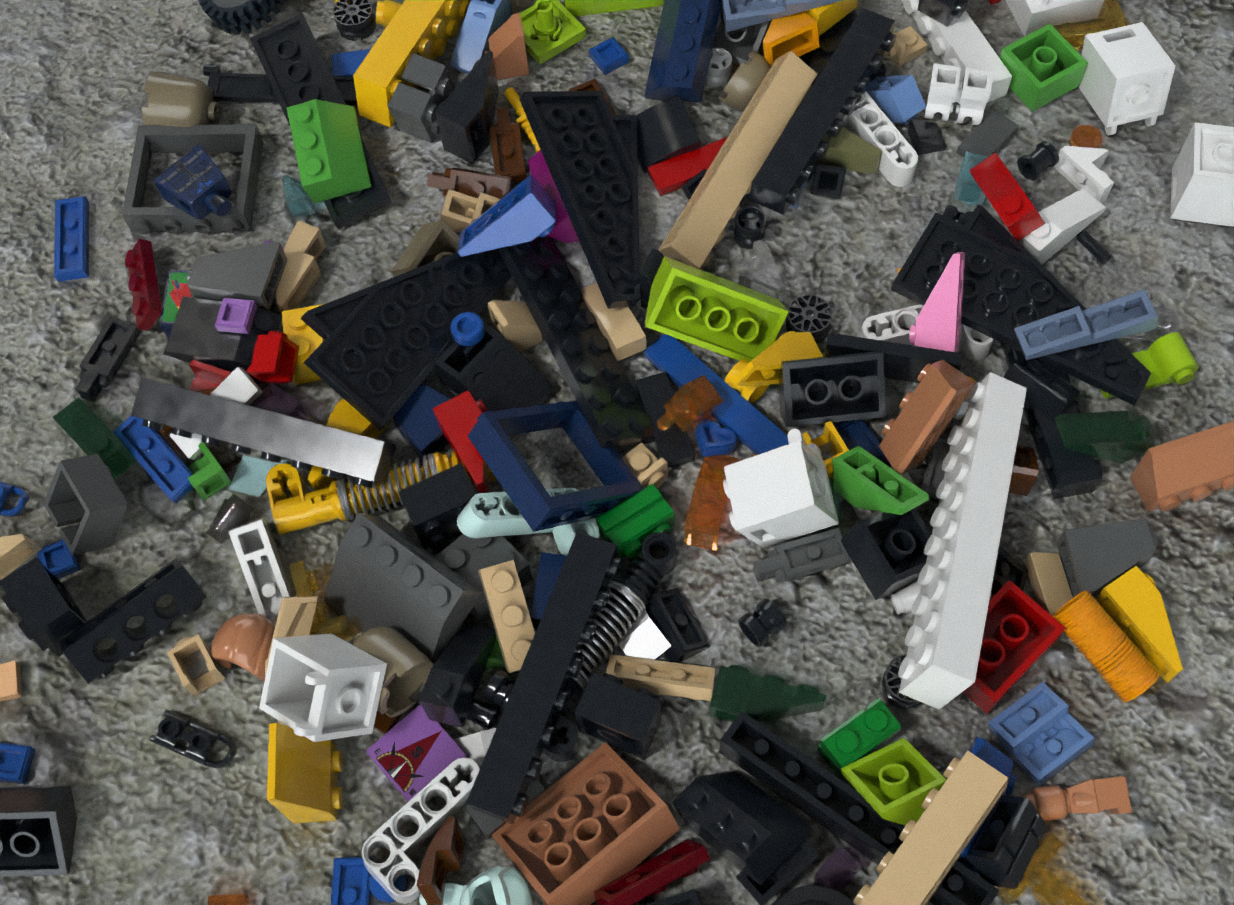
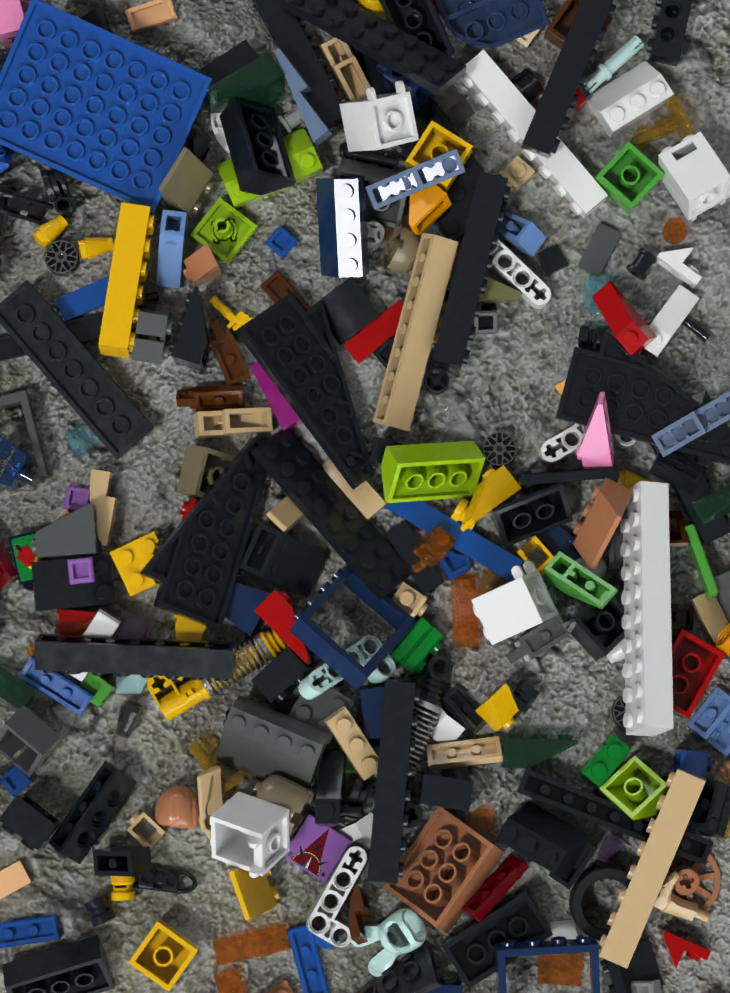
camera: 15 degrees left, 20 degrees up
(89, 755) = (99, 910): none -> black wheel
(133, 732) = (125, 892): none -> yellow wheel
(143, 689) = (122, 860): none -> black brick
(148, 840) = (164, 955): none -> yellow brick
(261, 566) = (167, 750): white slope -> none
(274, 358) = (122, 596): red window -> none
(278, 866) = (251, 945): none -> clear orange tile
(328, 149) = (95, 402): bright green slope -> none
(467, 329) = (255, 535): blue tile -> none
(512, 220) = (258, 437): slope -> none
(661, 778) = (481, 820): none -> clear orange tile
(724, 623) = (499, 709): none -> yellow slope
(970, 93) = (579, 225): white legs -> none
(1051, 511) = (701, 563): none -> bright green tile

